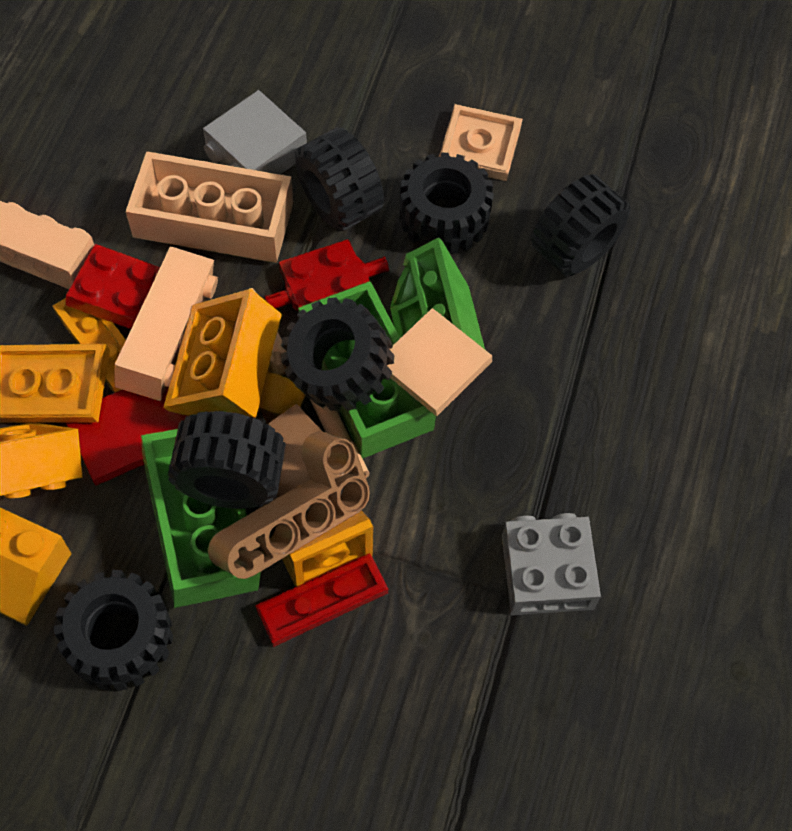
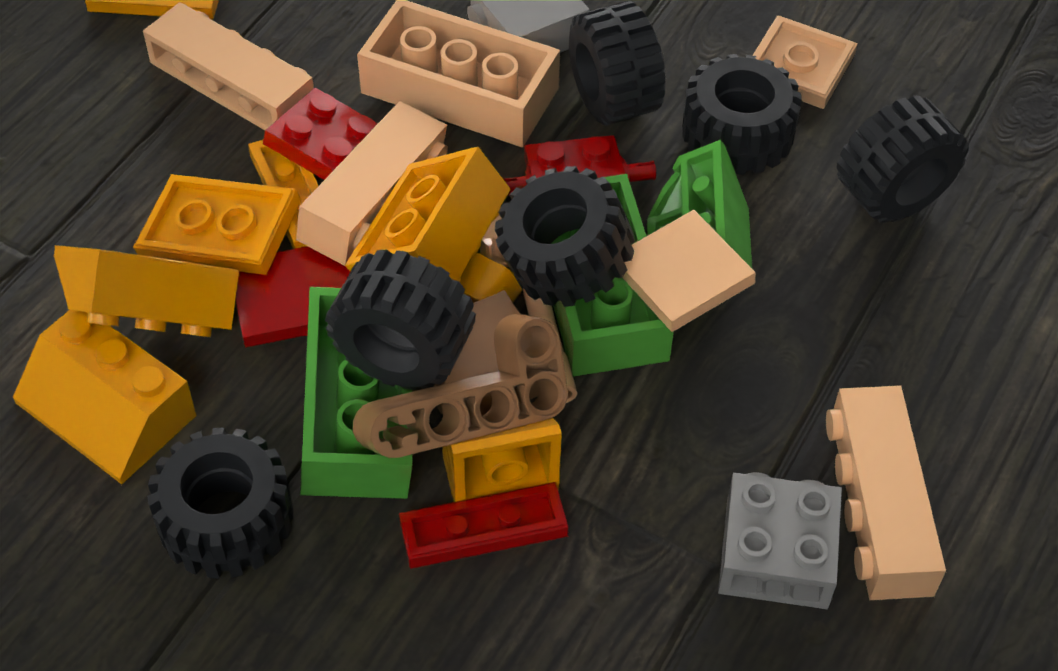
camera: 15 degrees right, 10 degrees down
(619, 509) = (885, 493): none -> light nougat brick

